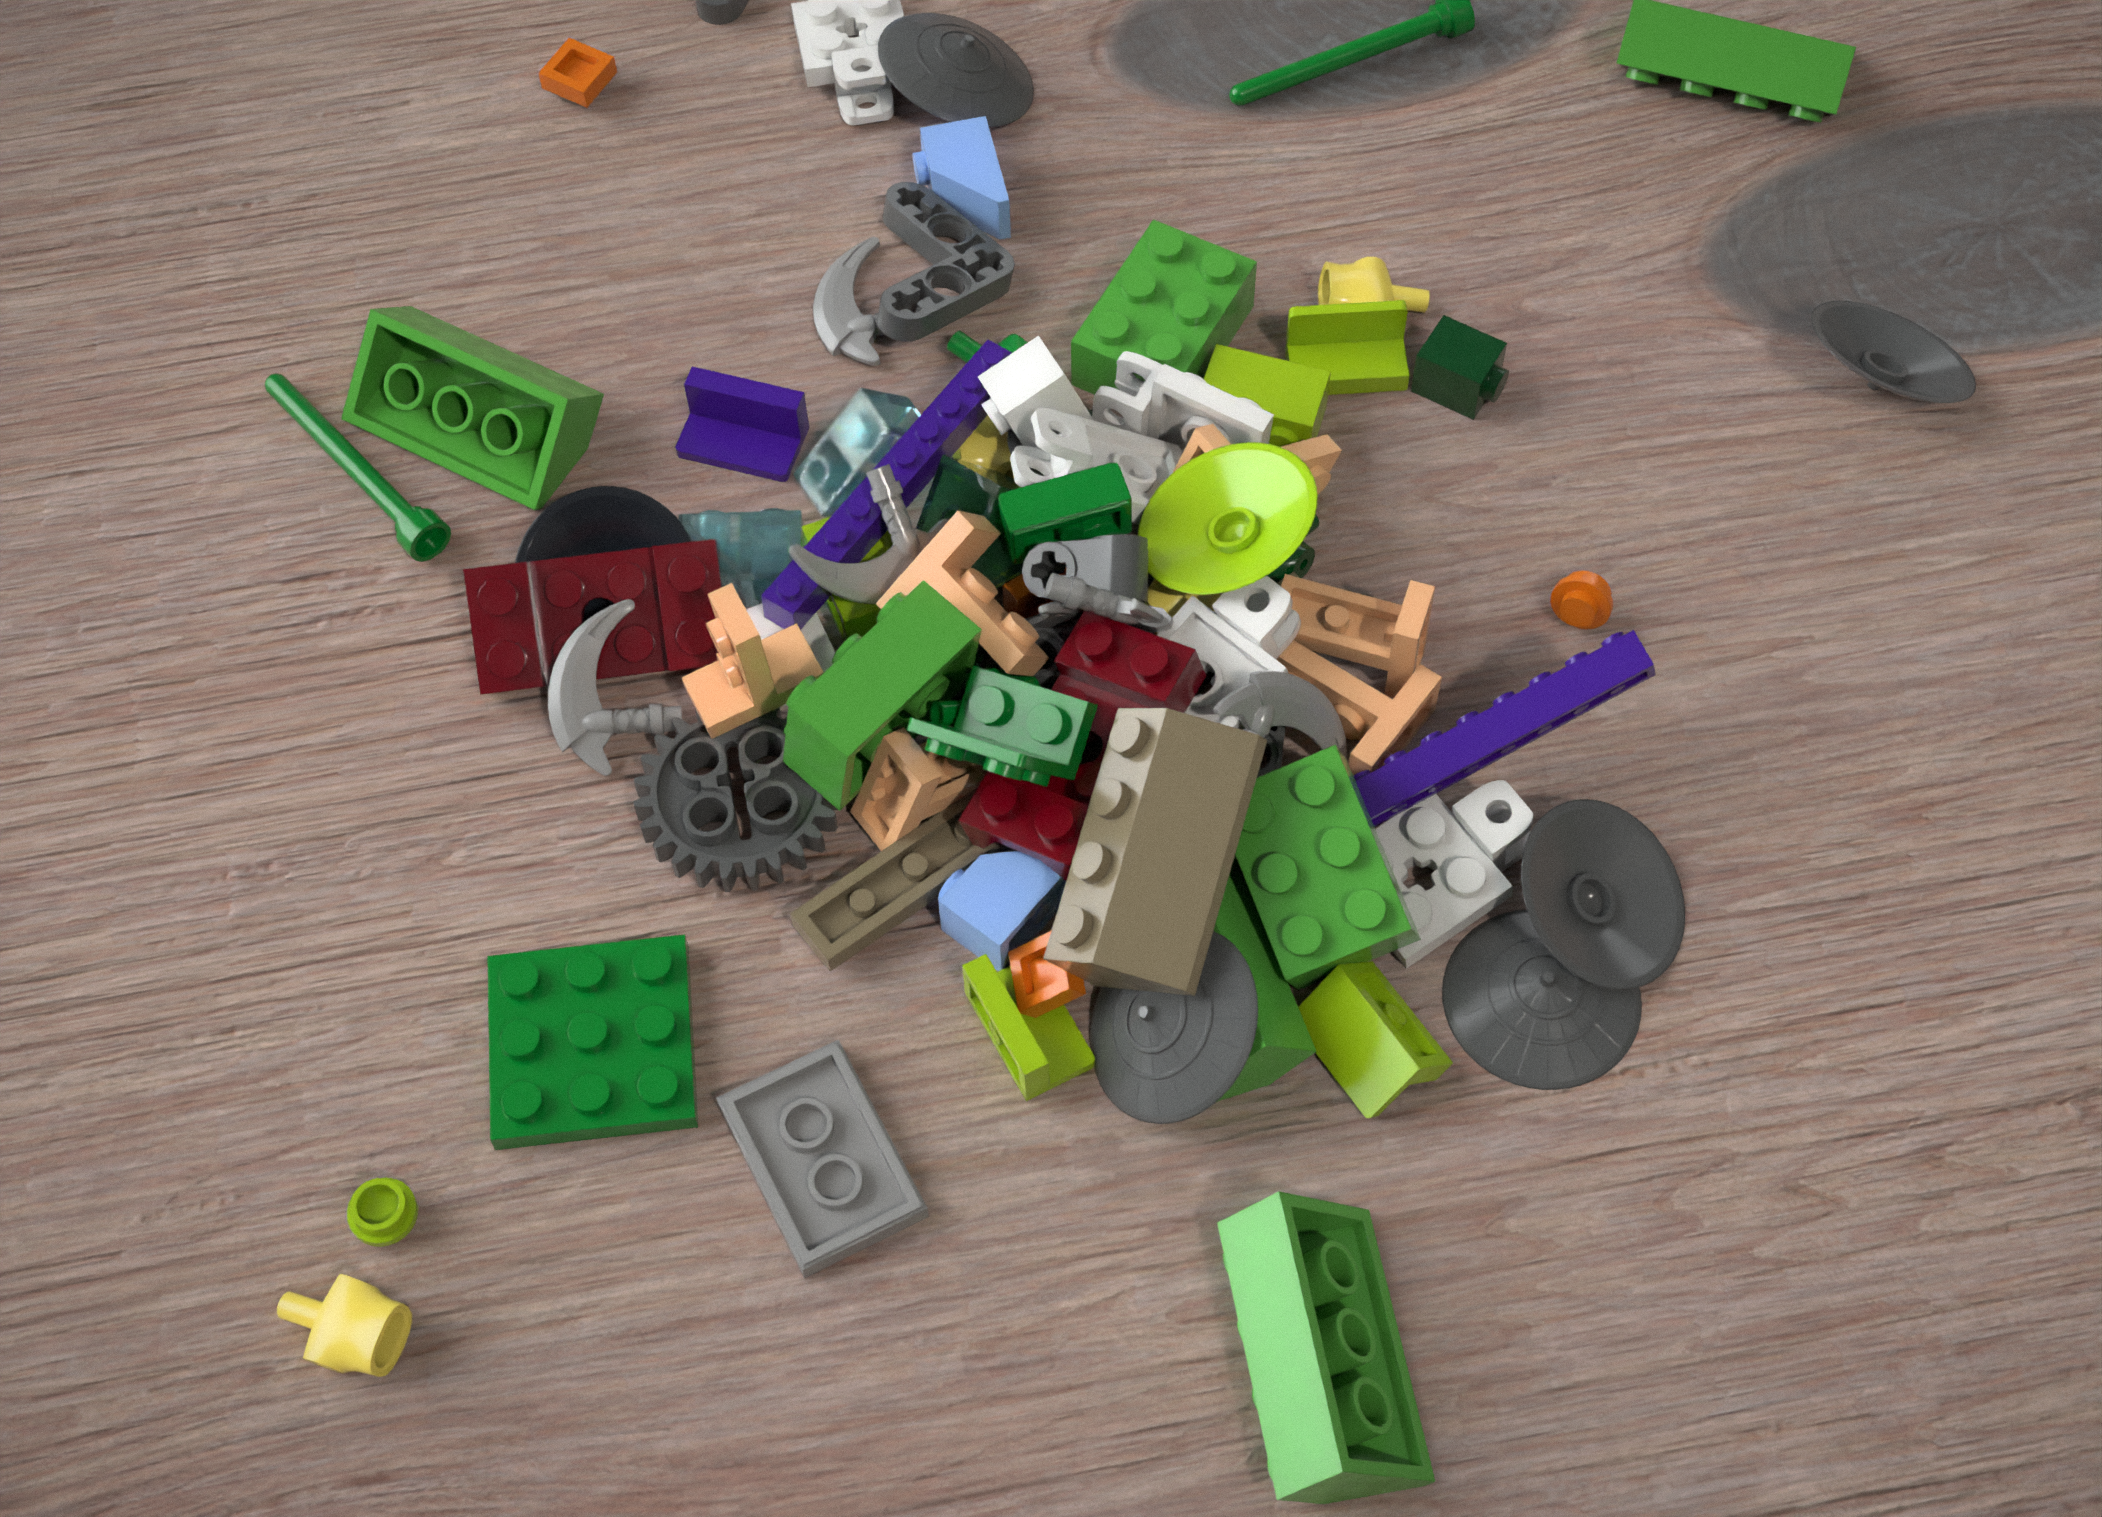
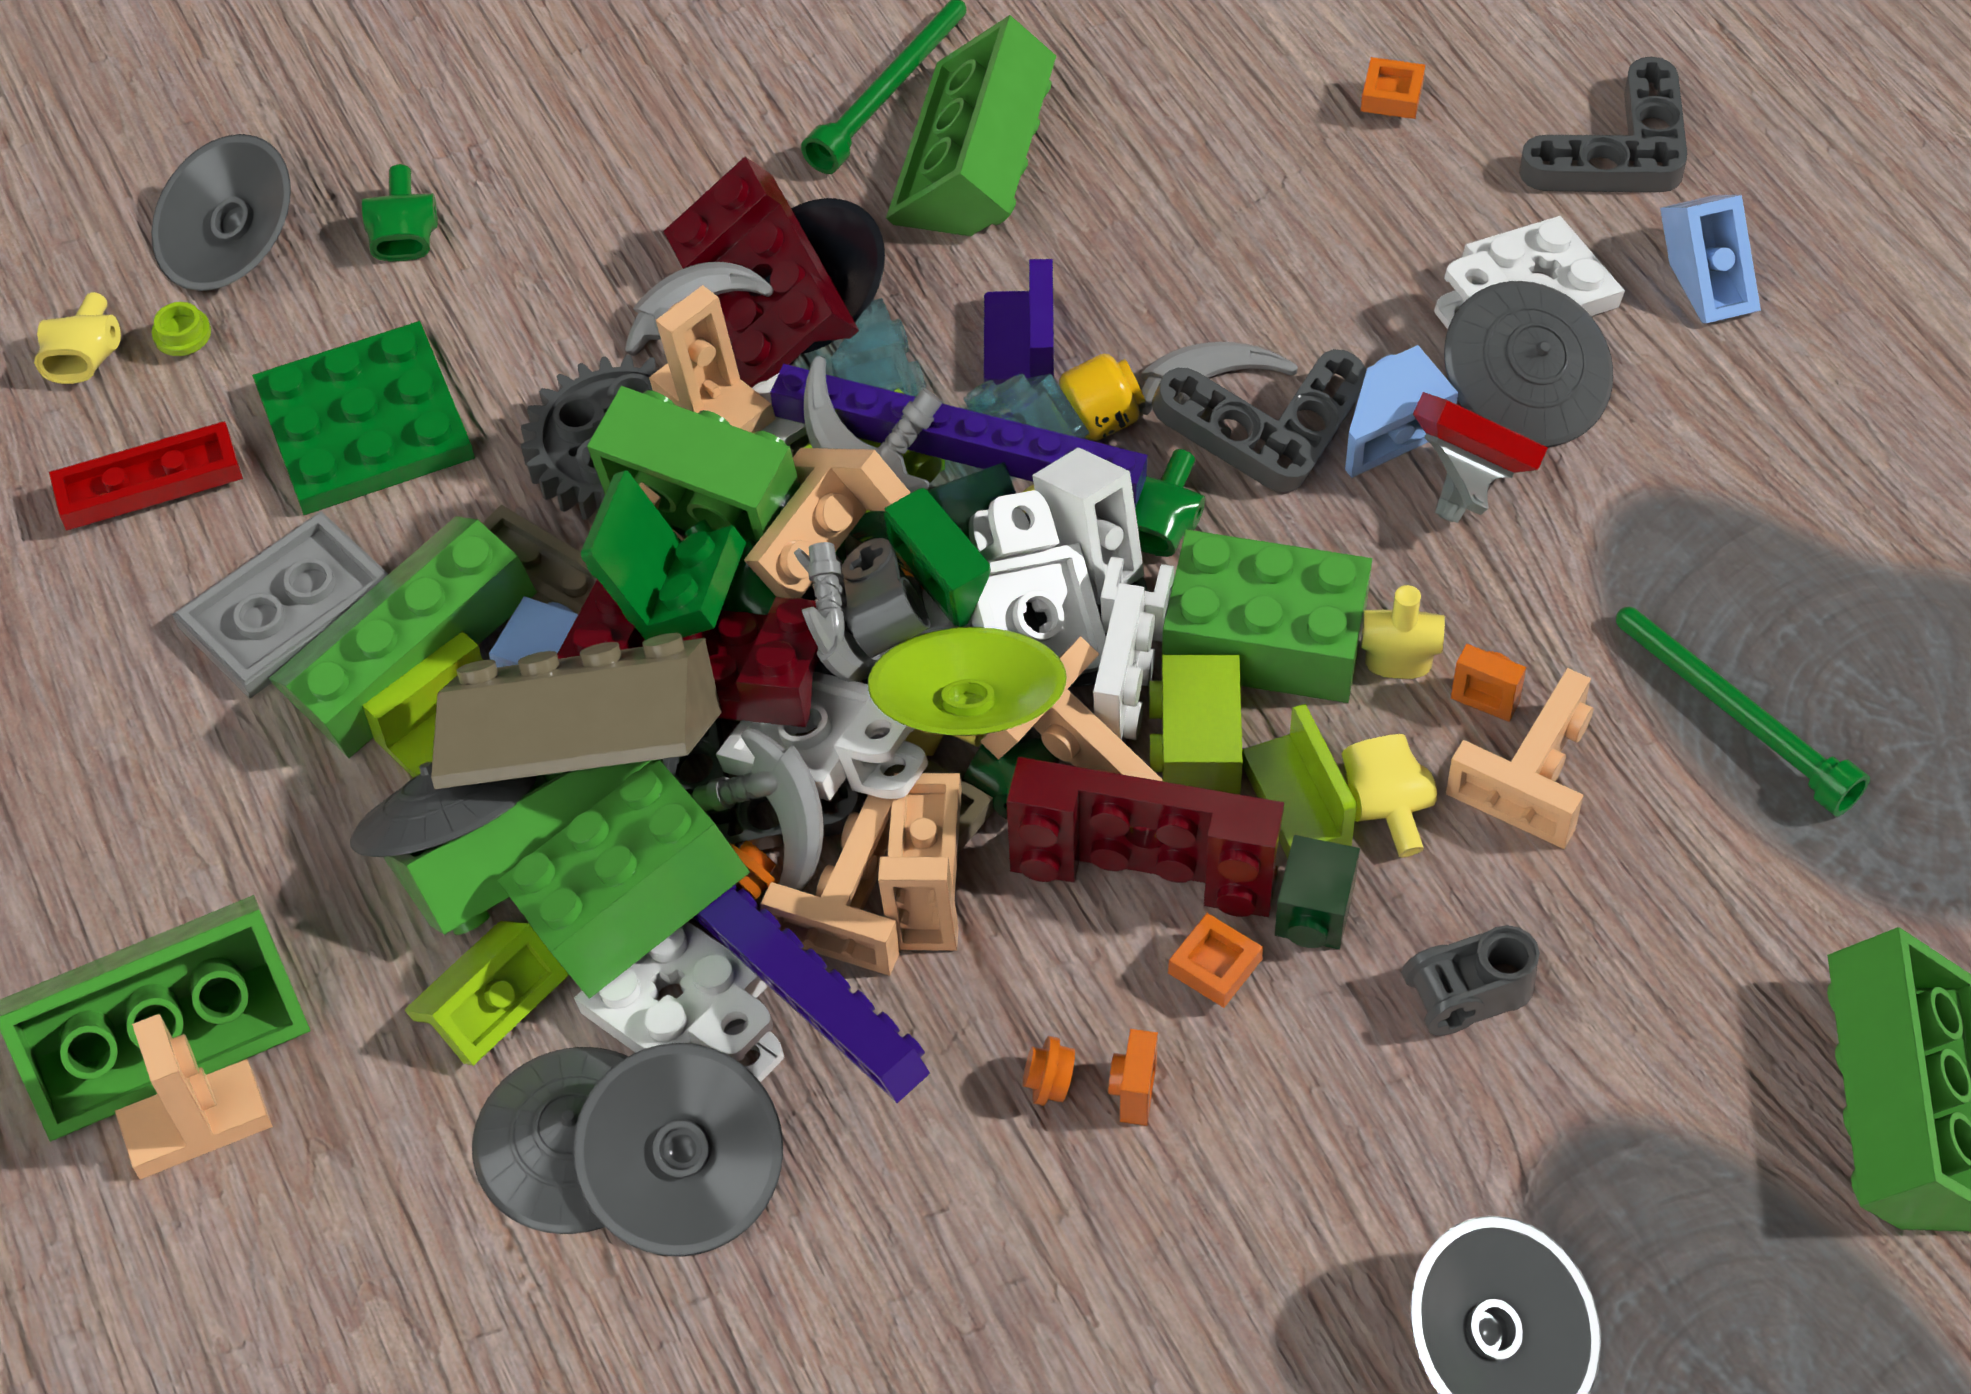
camera: 75 degrees right, 5 degrees down
(234, 1131) = (221, 212): none -> dark grey hat
(323, 955) = (401, 222): none -> green piece
(592, 1274) = (145, 475): none -> red plate
(857, 365) = (1103, 395): none -> yellow head
(923, 1032) = (447, 586): none -> bright green slope
(1047, 131) = (1472, 453): none -> piece
(1227, 219) = (1402, 640): none -> light yellow piece
(1284, 195) = (1488, 682): none -> orange plate
(1387, 203) = (1526, 788): none -> light nougat bracket
(1407, 421) = (1144, 826): none -> dark red piece
(1446, 1322) = (191, 1109): none -> light nougat bracket
(1502, 456) = (1215, 960): none -> orange plate
(1572, 285) = (1463, 986): none -> dark grey piece
(1606, 536) = (1134, 1076): none -> orange plate

